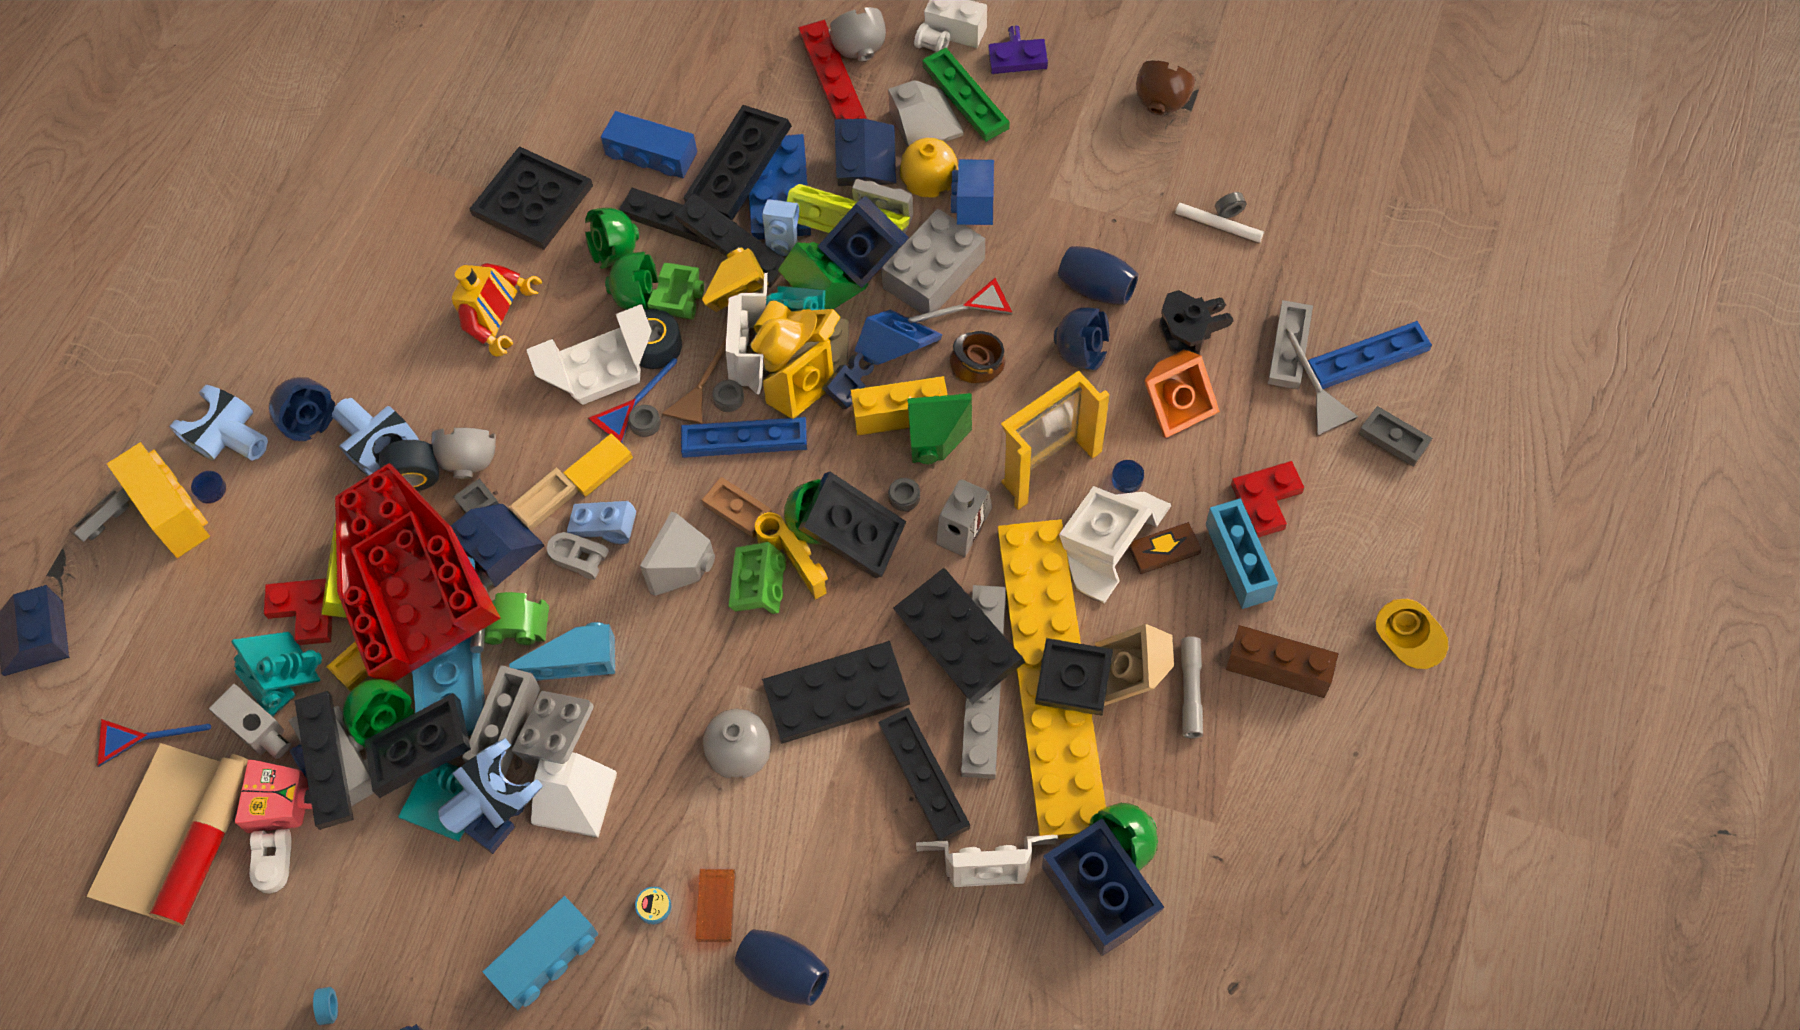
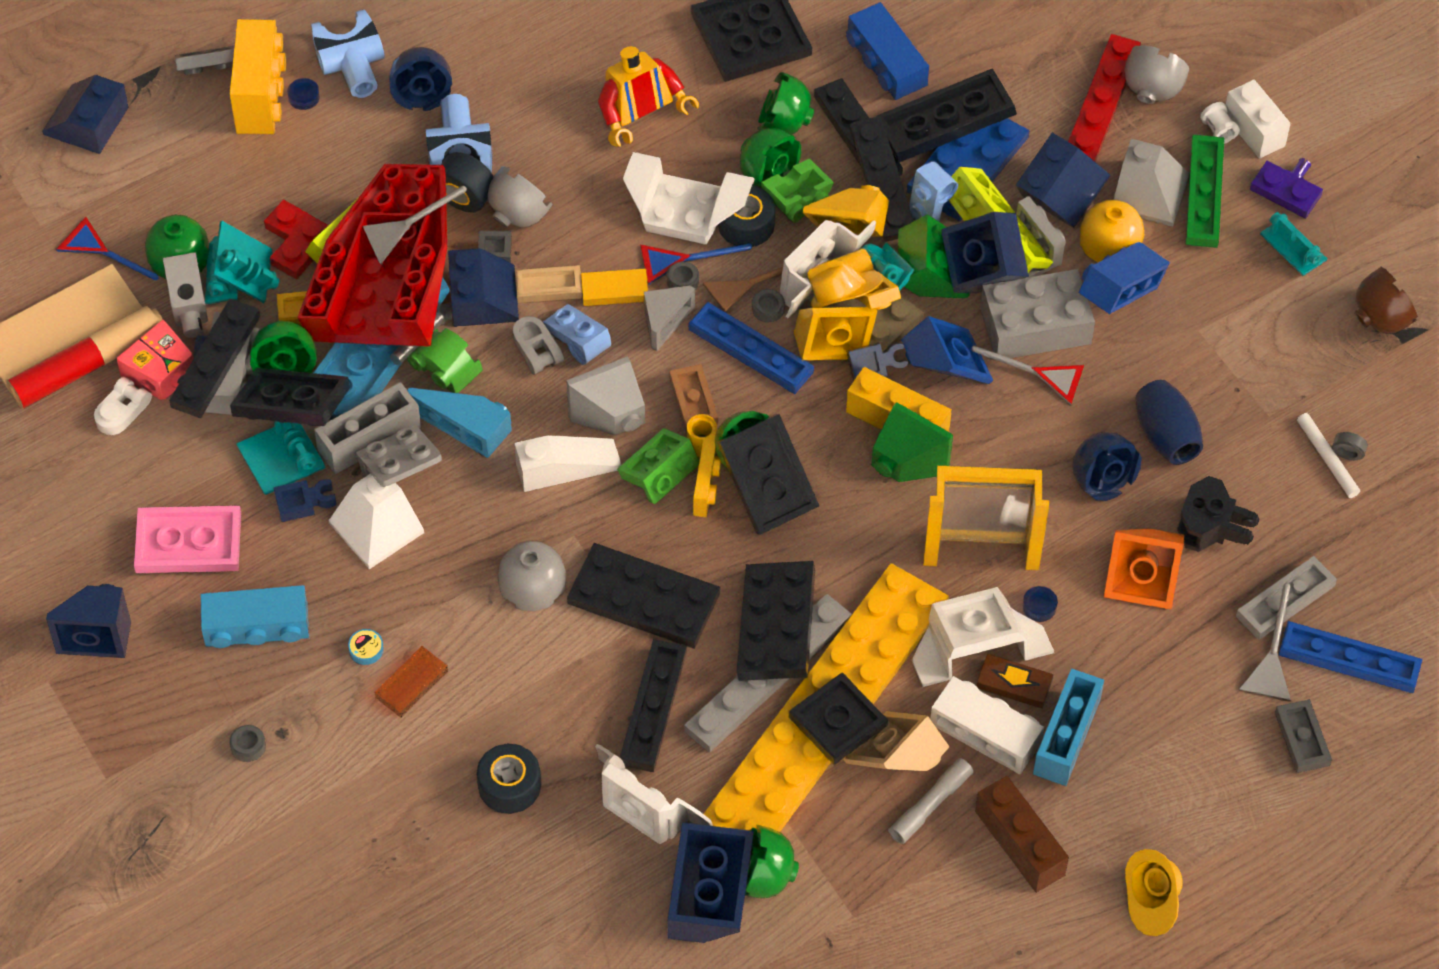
camera: 35 degrees right, 5 degrees down
(200, 684) = (174, 237): none -> green cylinder
(325, 1005) = (74, 537): dark azure tile -> none
(389, 553) = (386, 235): none -> light grey piece
(426, 931) = (187, 539): none -> bright pink plate
(485, 791) = (311, 466): light blue connector -> none
(655, 456) = (666, 311): none -> light grey slope
(680, 631) = (563, 459): none -> white slope
(782, 967) = (417, 756): dark blue piece -> none
(861, 913) = (503, 766): none -> black wheel
(904, 494) = (839, 485): dark grey tile -> none
(964, 510) = (866, 533): light grey torso -> none
(977, 357) = (1003, 418): reddish brown piece -> none
(1061, 92) = (1292, 244): none -> teal hinge
(1180, 596) = (987, 724): none -> white brick
(1262, 491) = (1143, 695): red plate -> none

